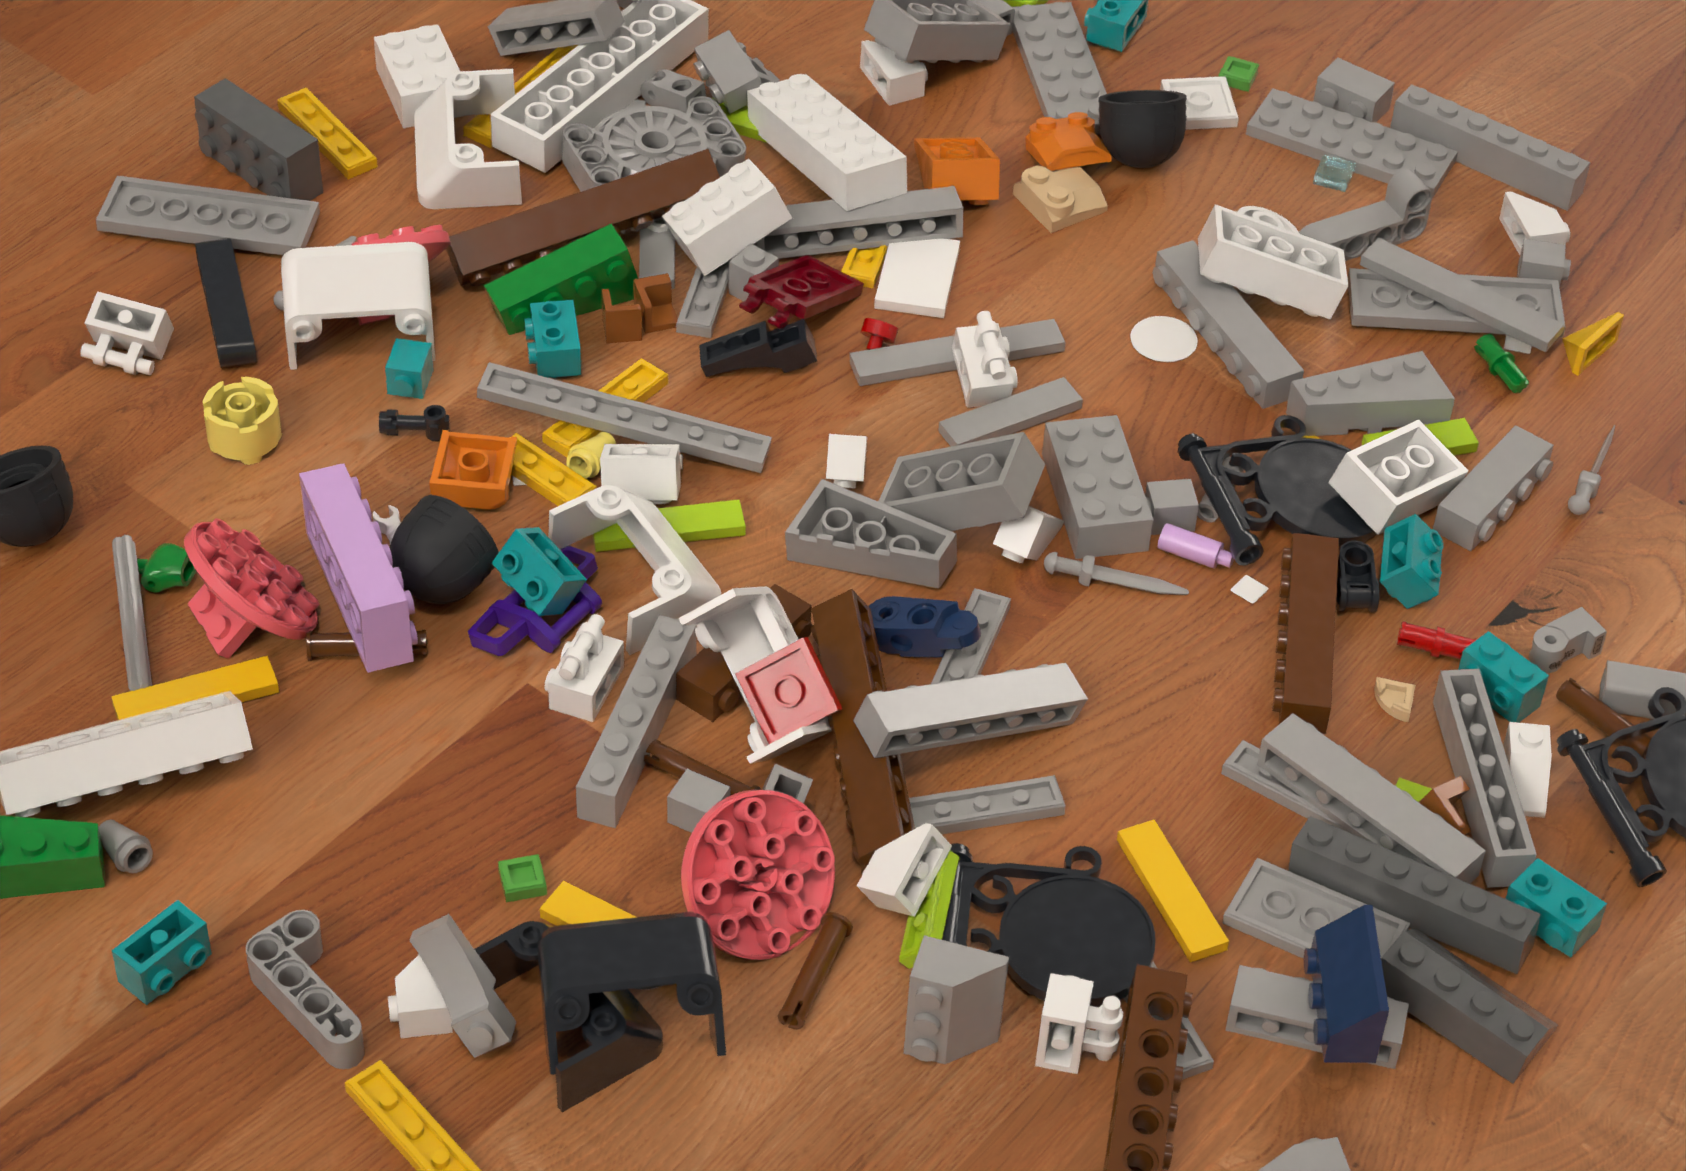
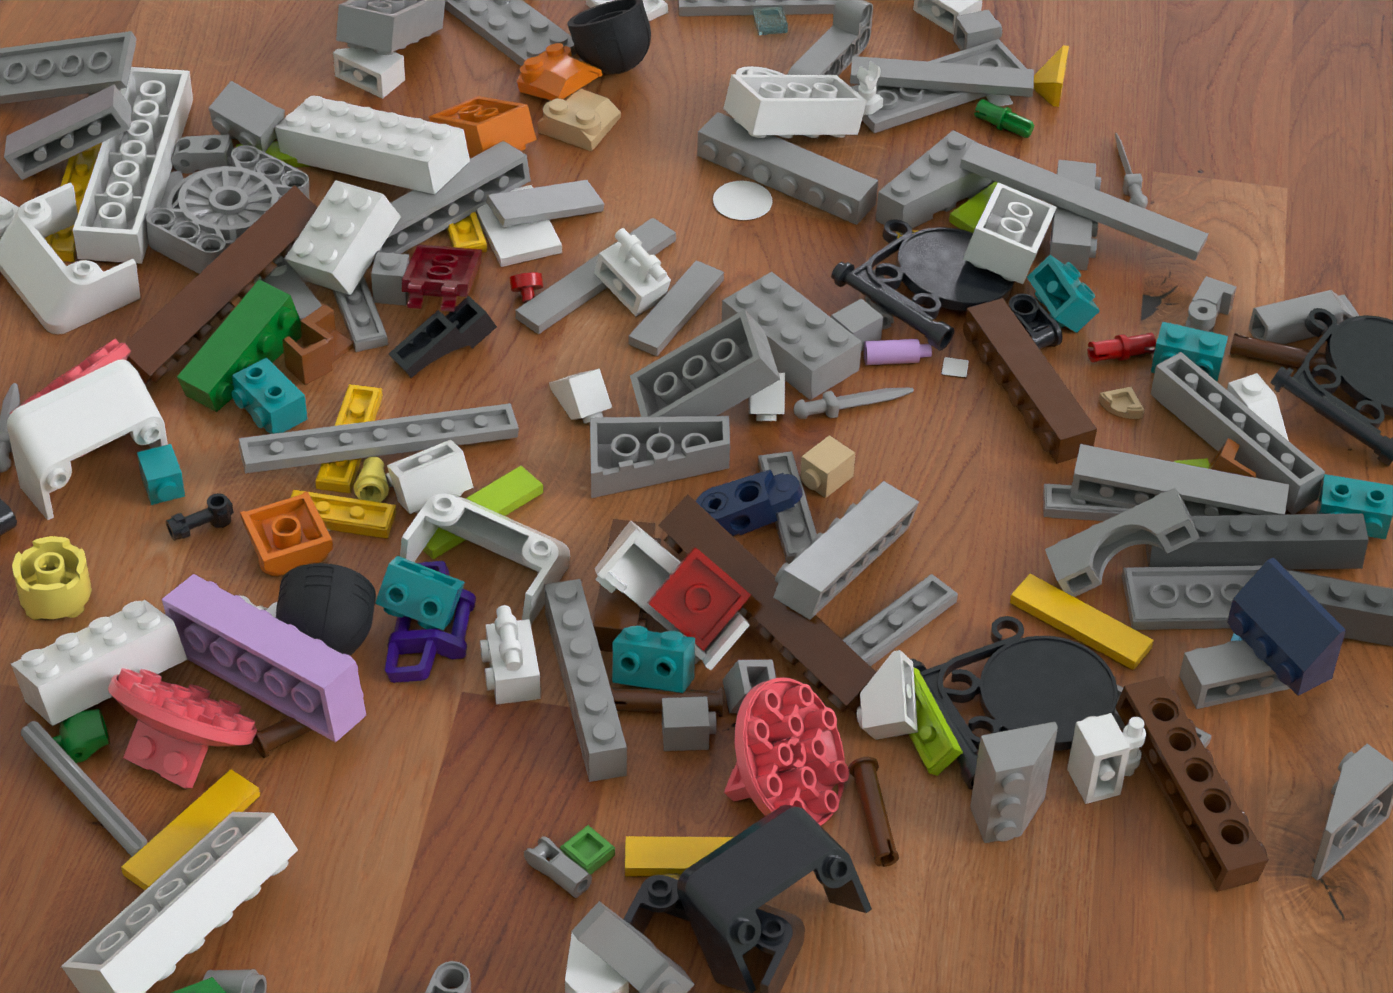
camera: 30 degrees left, 0 degrees up
(259, 502) = (80, 665): none -> white brick
(483, 880) = (560, 868): none -> light grey bar
(710, 730) = (653, 659): none -> teal brick
(957, 263) = (545, 203): none -> light grey piece
(1031, 627) = (827, 466): none -> tan brick
(1212, 827) = (1156, 522): none -> light grey arch
(1360, 284) = (868, 89): none -> white piece
(1505, 477) = (1084, 200): none -> light grey tile

